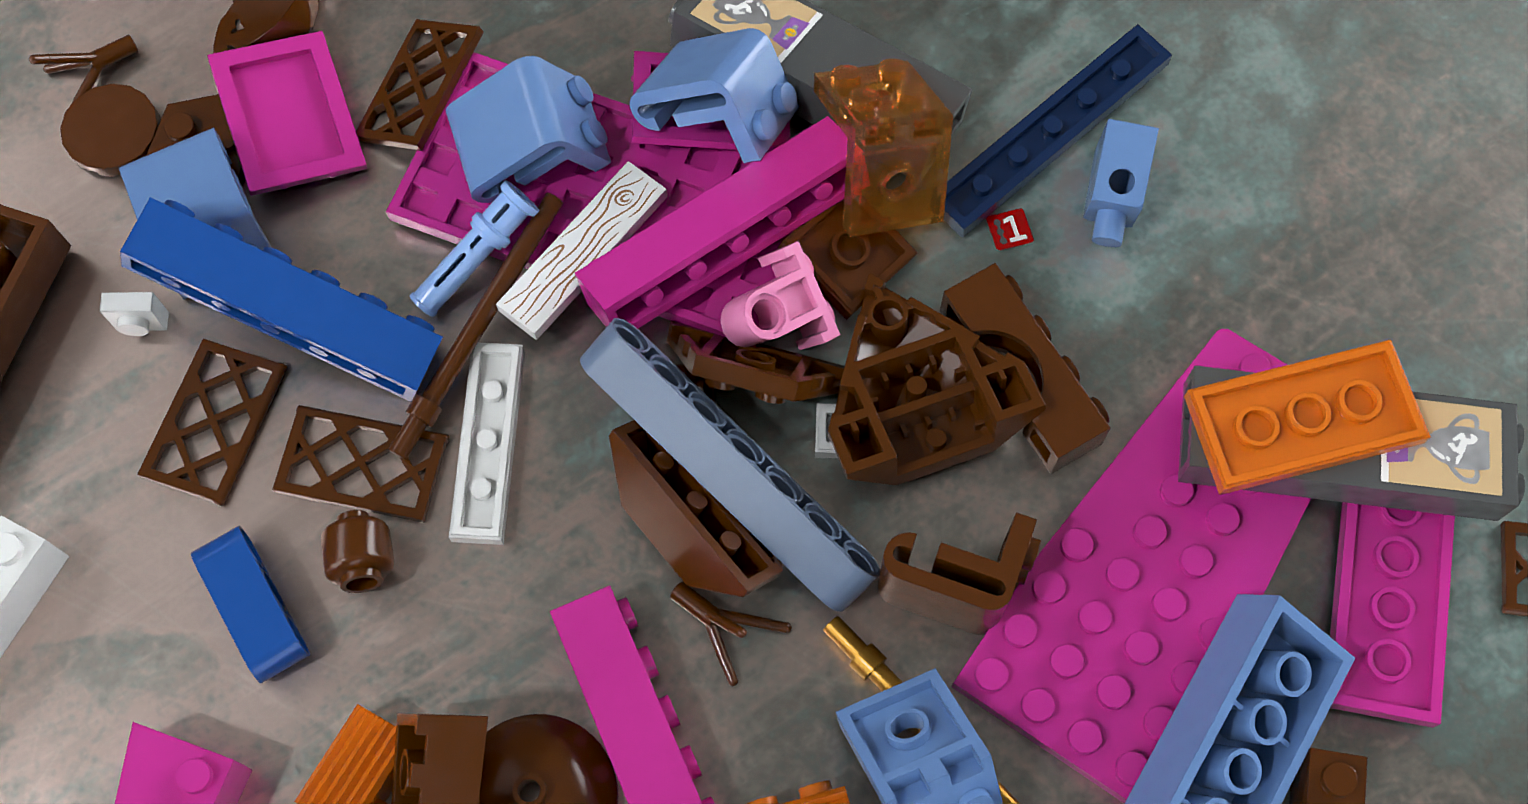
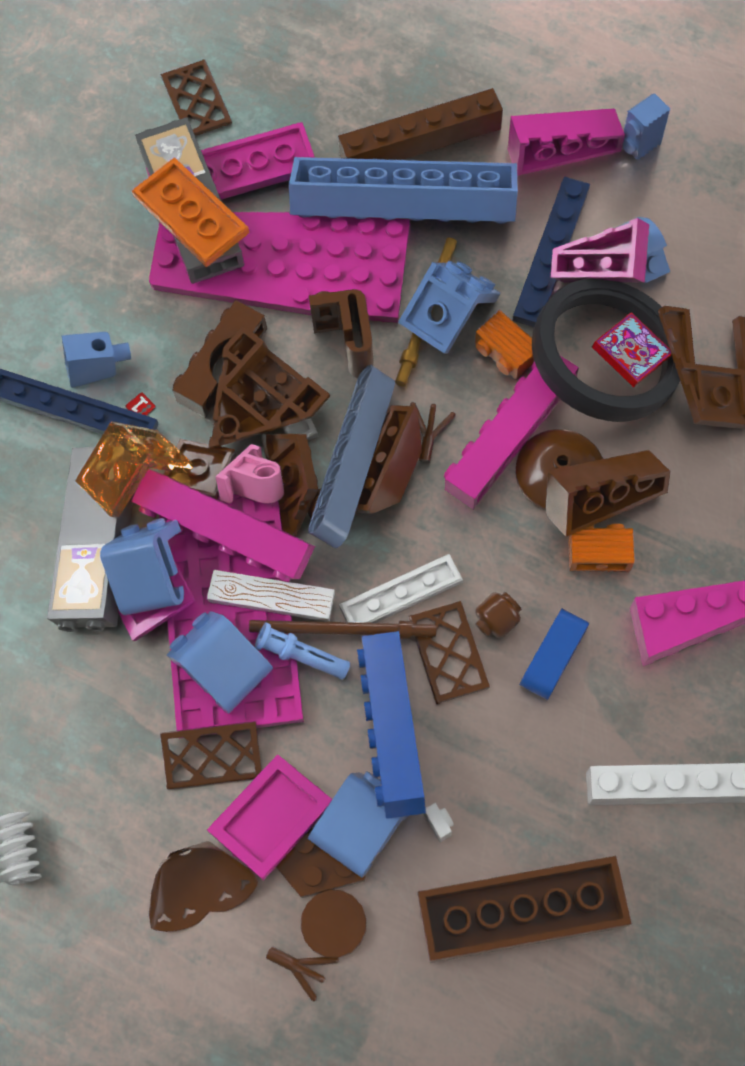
camera: 115 degrees left, 0 degrees up
(192, 387) = (459, 768): reddish brown window -> none

